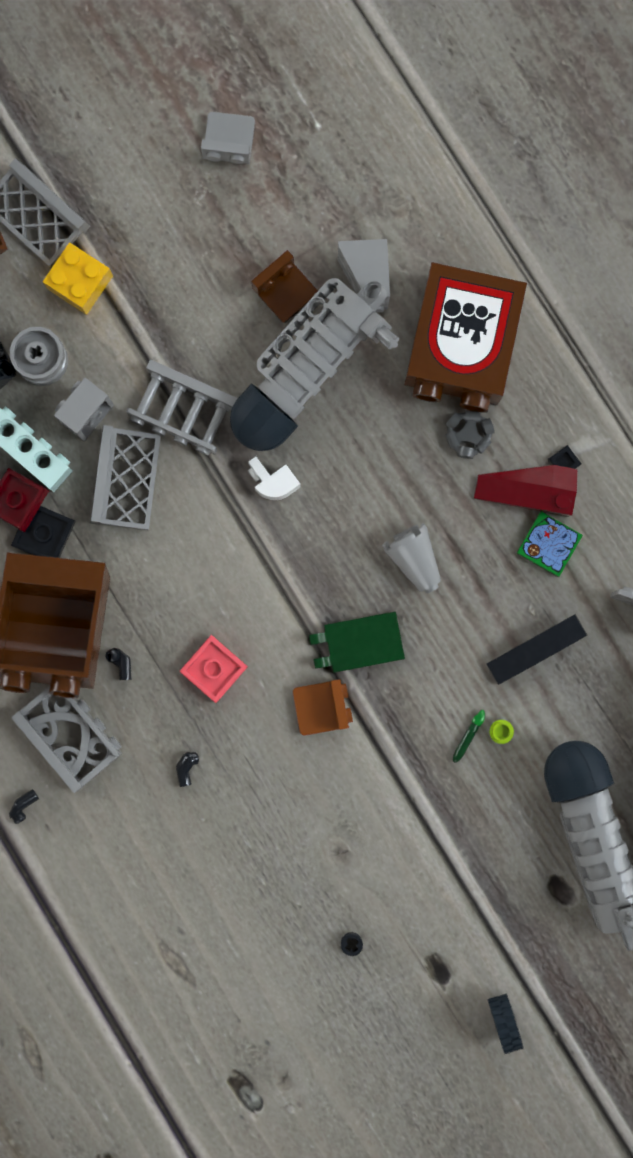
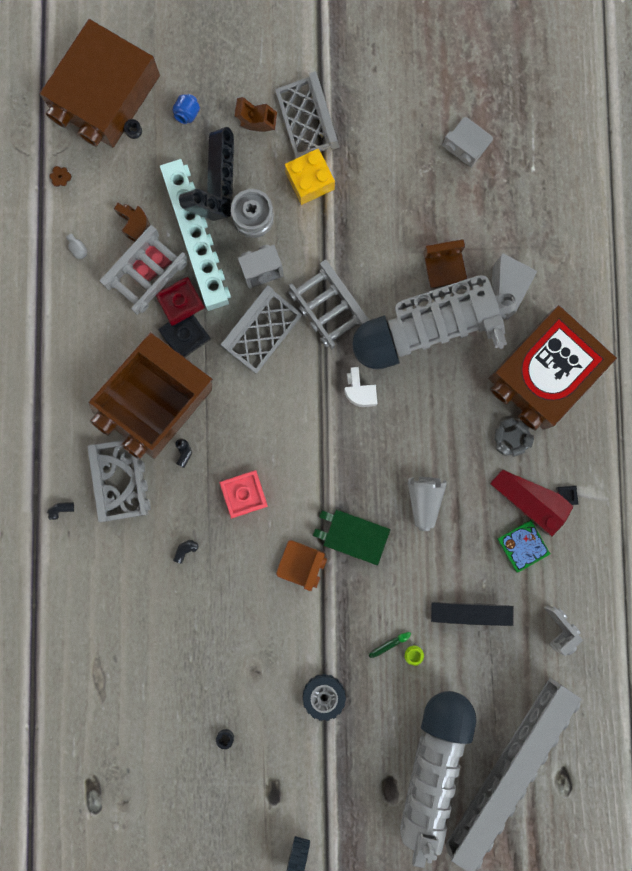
camera: 30 degrees right, 0 degrees up
(445, 831) = (334, 702): none -> black wheel

